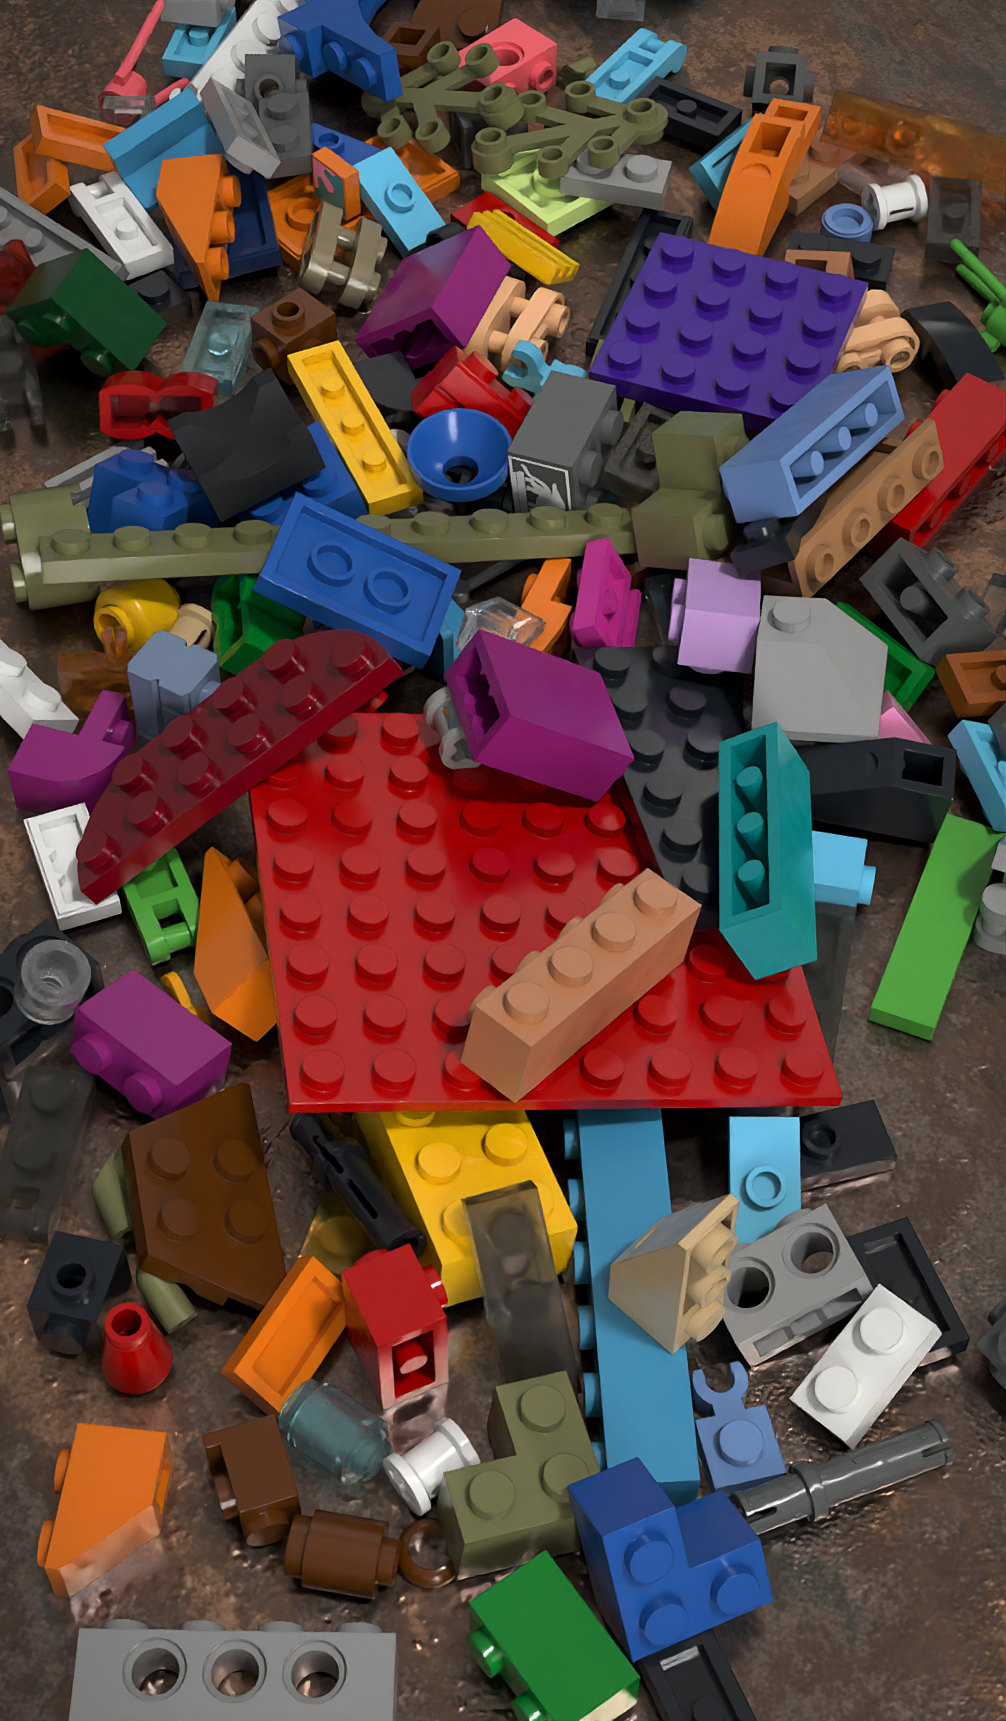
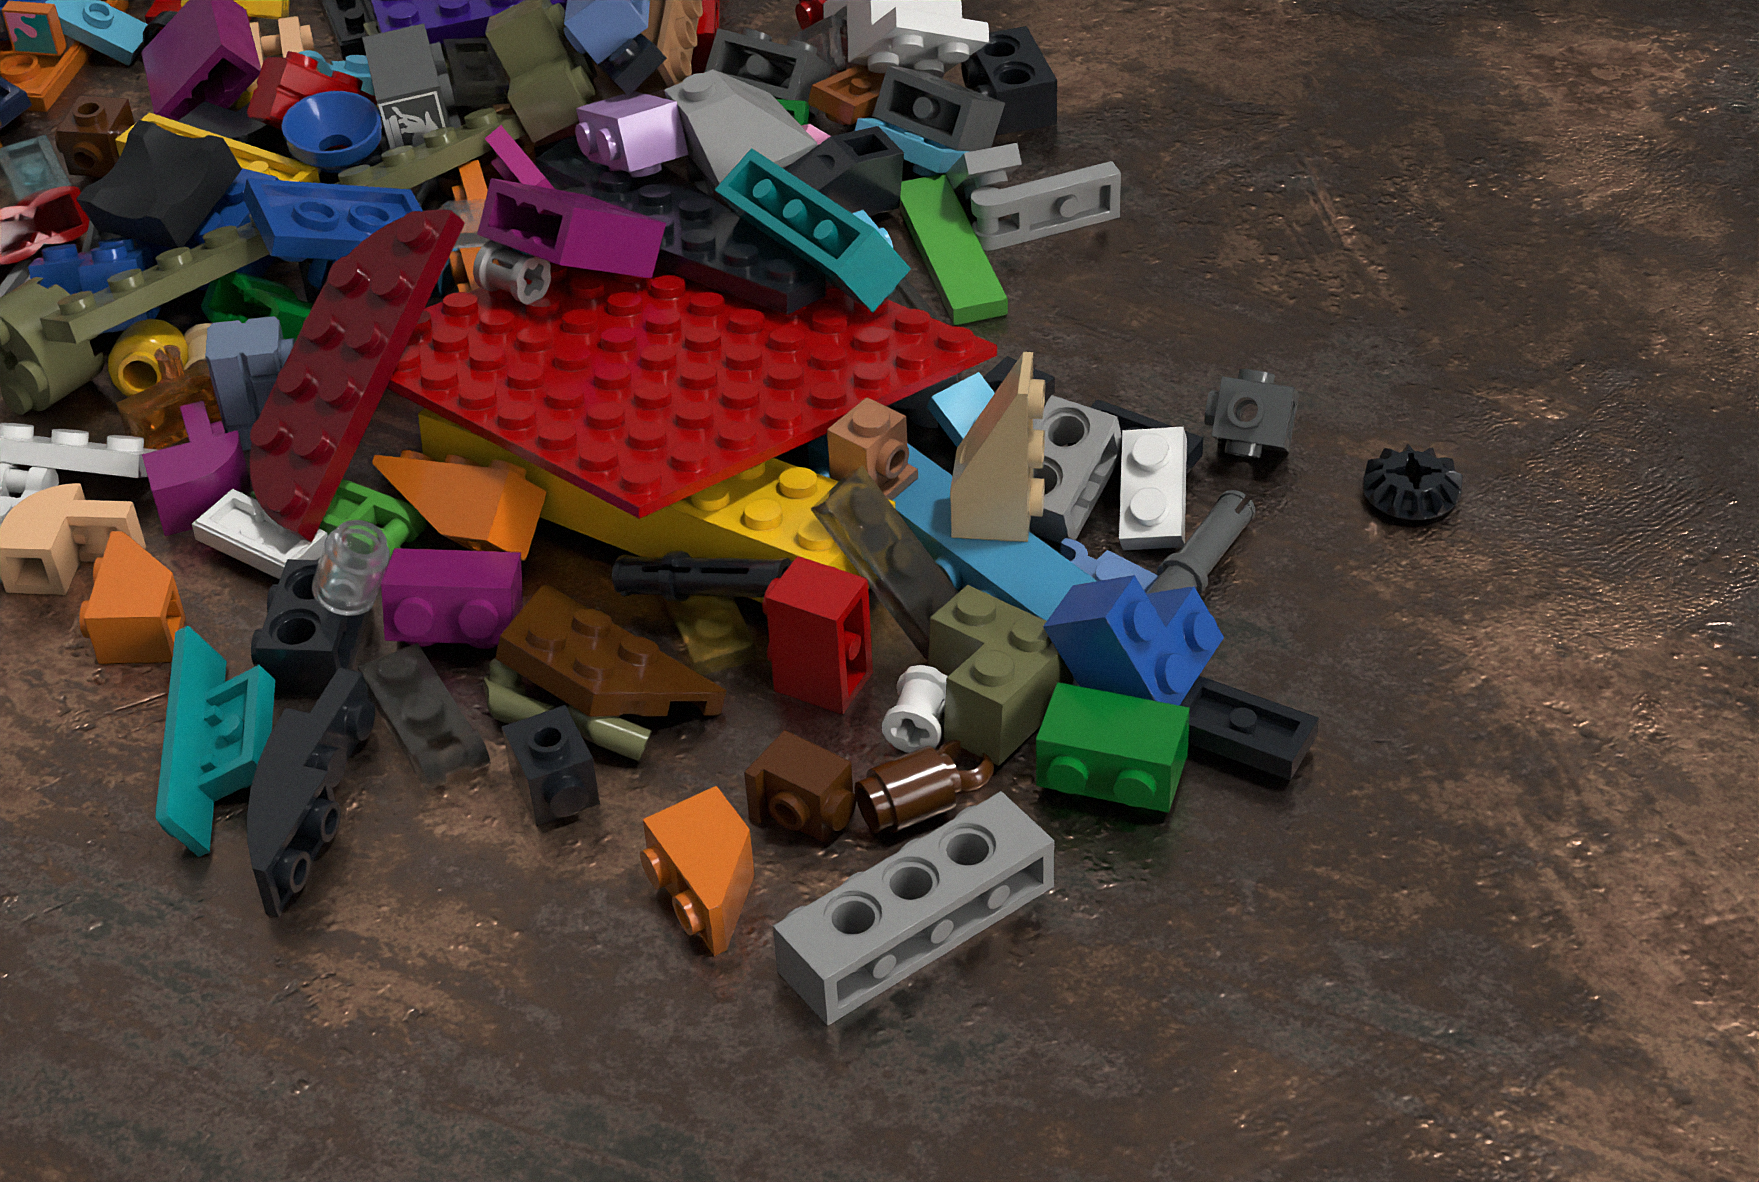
camera: 35 degrees left, 10 degrees down
(133, 1350) = (630, 769): red cone -> none
(289, 1336) = (738, 697): orange tile -> none
(335, 1431) = (836, 725): clear light blue brick -> none
(363, 253) = (81, 70): dark tan brick -> none
(578, 984) = (769, 344): nougat brick -> none
(596, 1158) = (874, 439): none -> nougat brick

